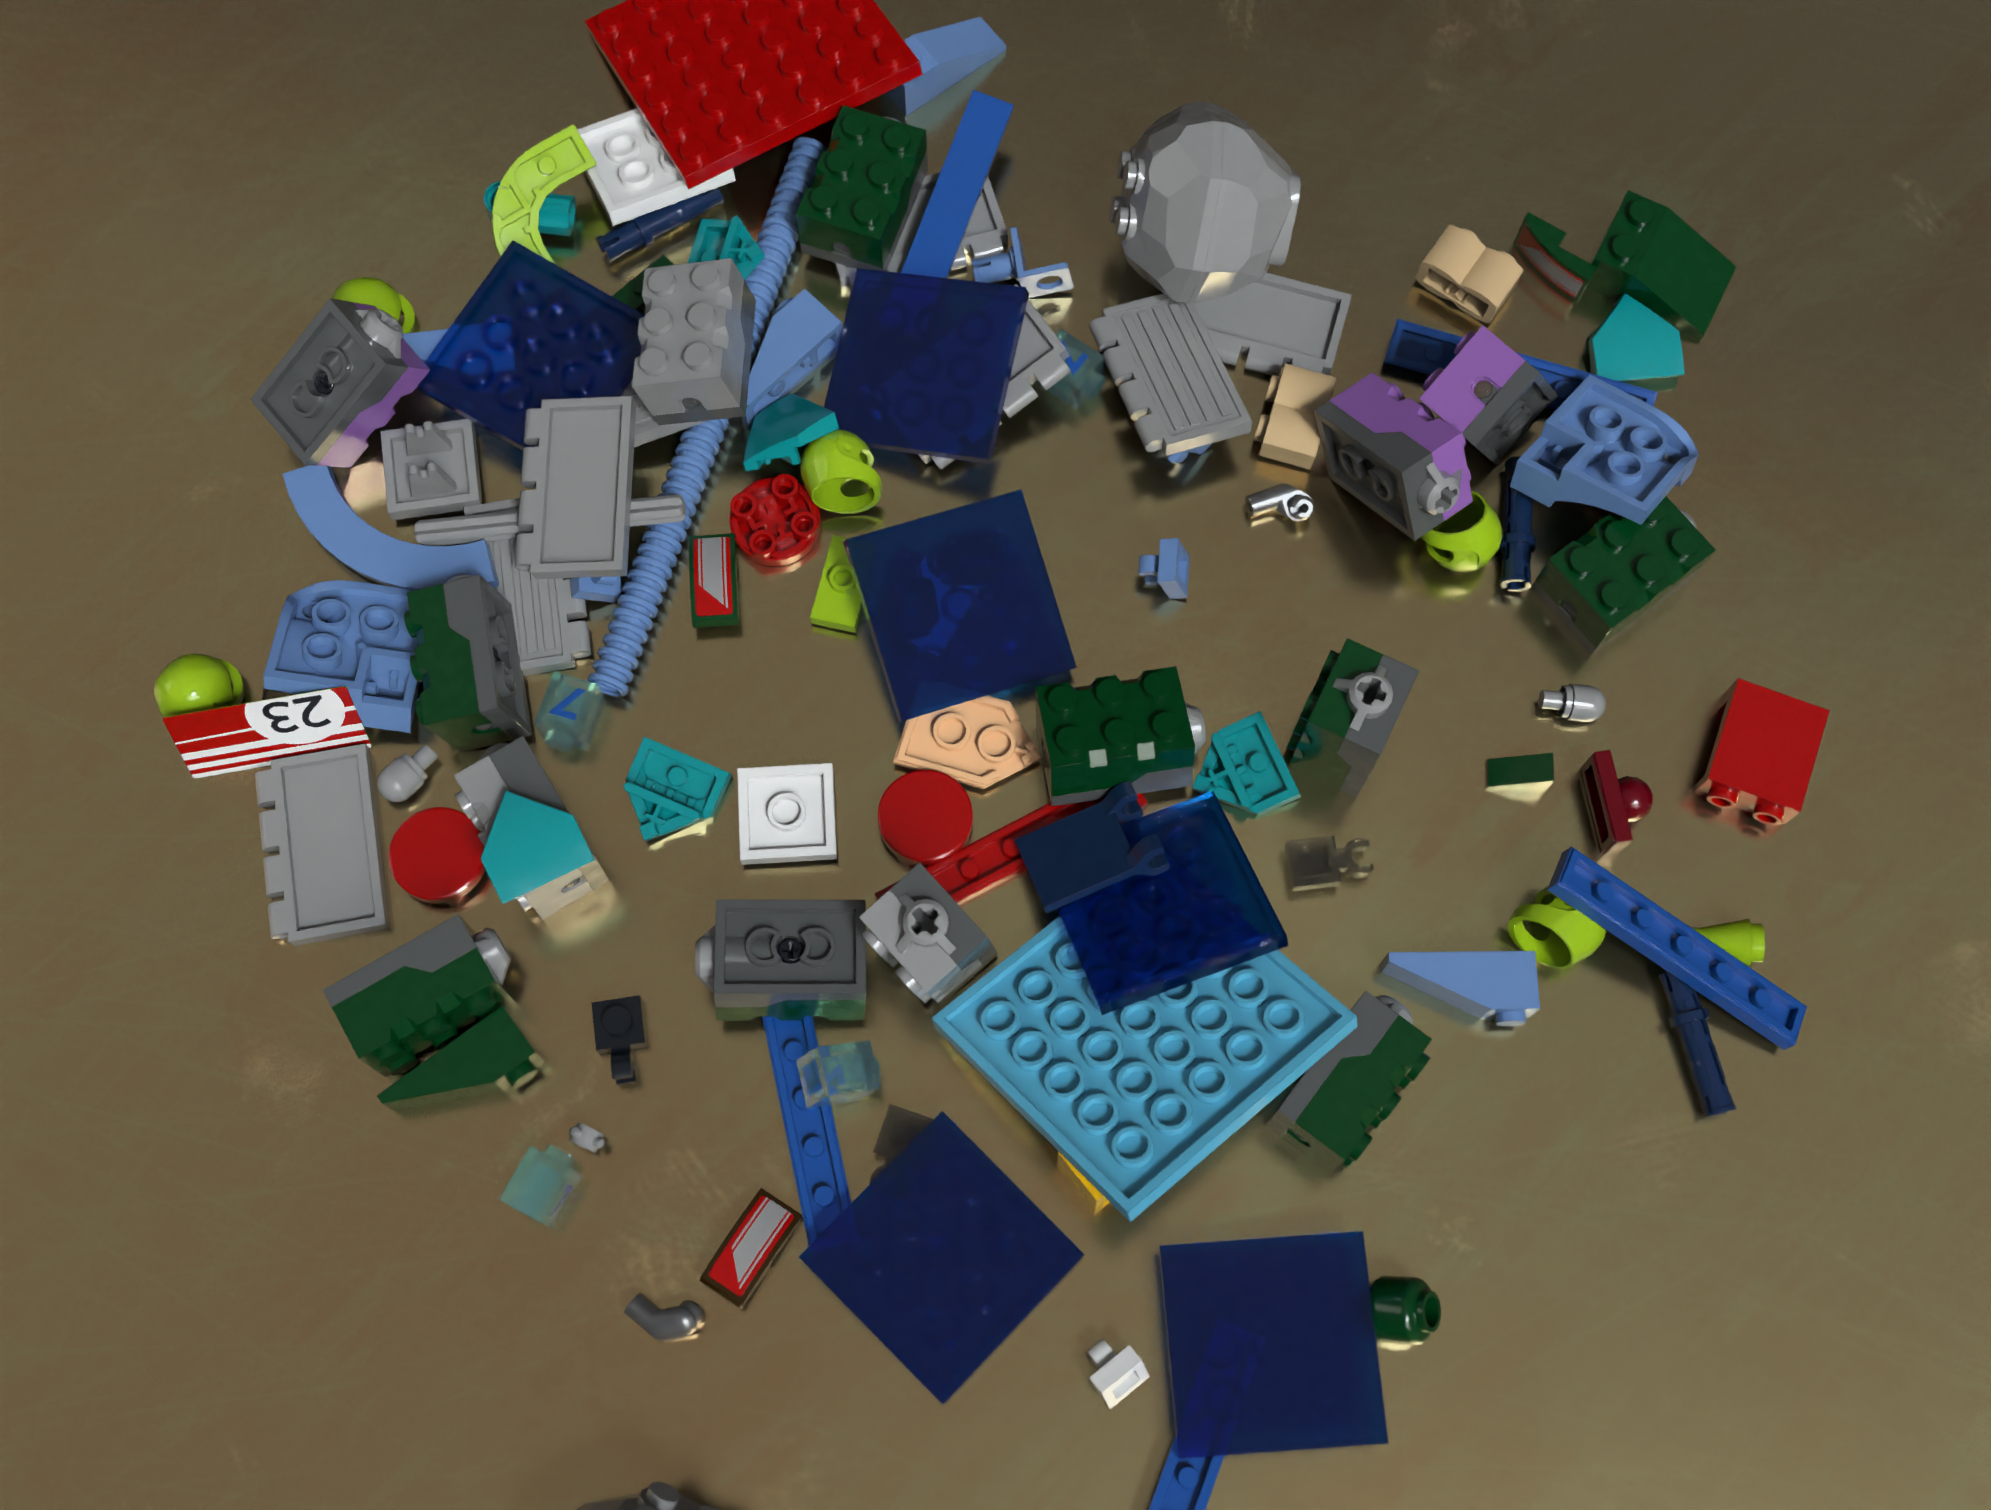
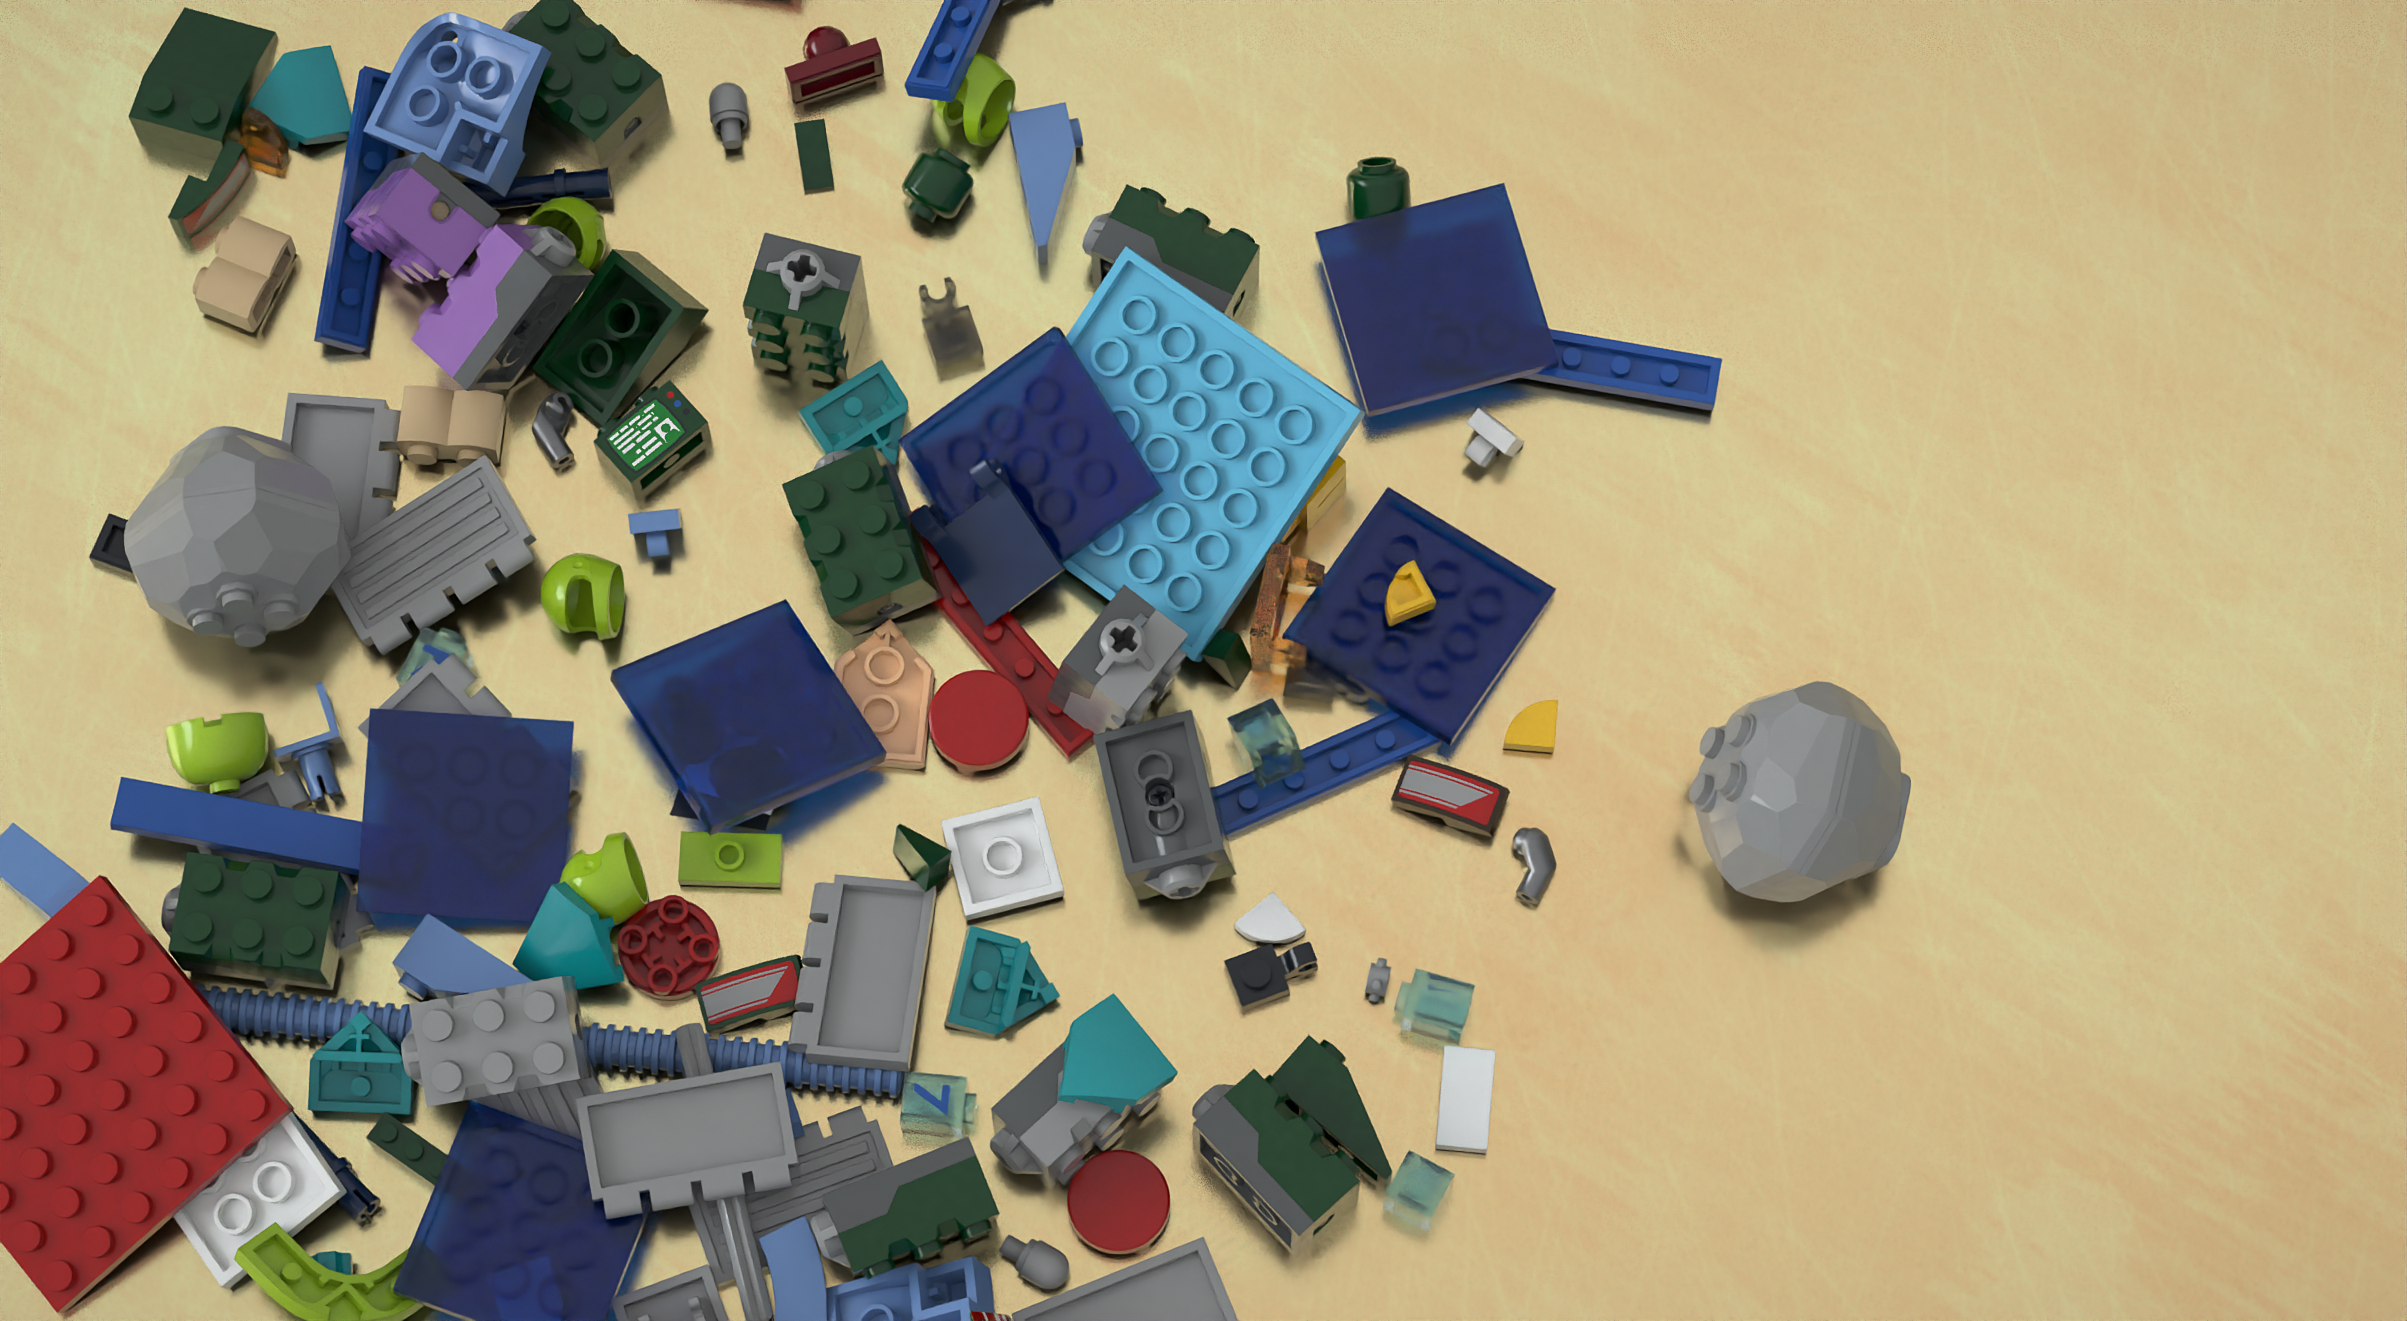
camera: 100 degrees left, 0 degrees up
(365, 1129) = (1418, 1190): none -> clear light blue brick
(449, 1197) = (1465, 1099): none -> white tile
(668, 1048) = (1270, 922): none -> white tile
(703, 674) = (862, 973): none -> light grey hinge
(798, 744) = (921, 856): none -> dark green piece
(803, 1349) = (1533, 728): none -> yellow tile
(933, 1056) = (1228, 657): none -> dark green piece
(959, 1244) = (1407, 595): none -> yellow tile
(967, 1103) = (1279, 574): none -> clear orange piece
(1026, 187) = (218, 750): none -> lime cylinder
(1112, 496) = (584, 595): none -> lime helmet
(1255, 578) = (651, 438): none -> brick
(1363, 570) = (619, 335): none -> dark green slope
(1472, 876) = (937, 185): none -> dark green head
(1596, 305) = (263, 139): none -> clear orange tile

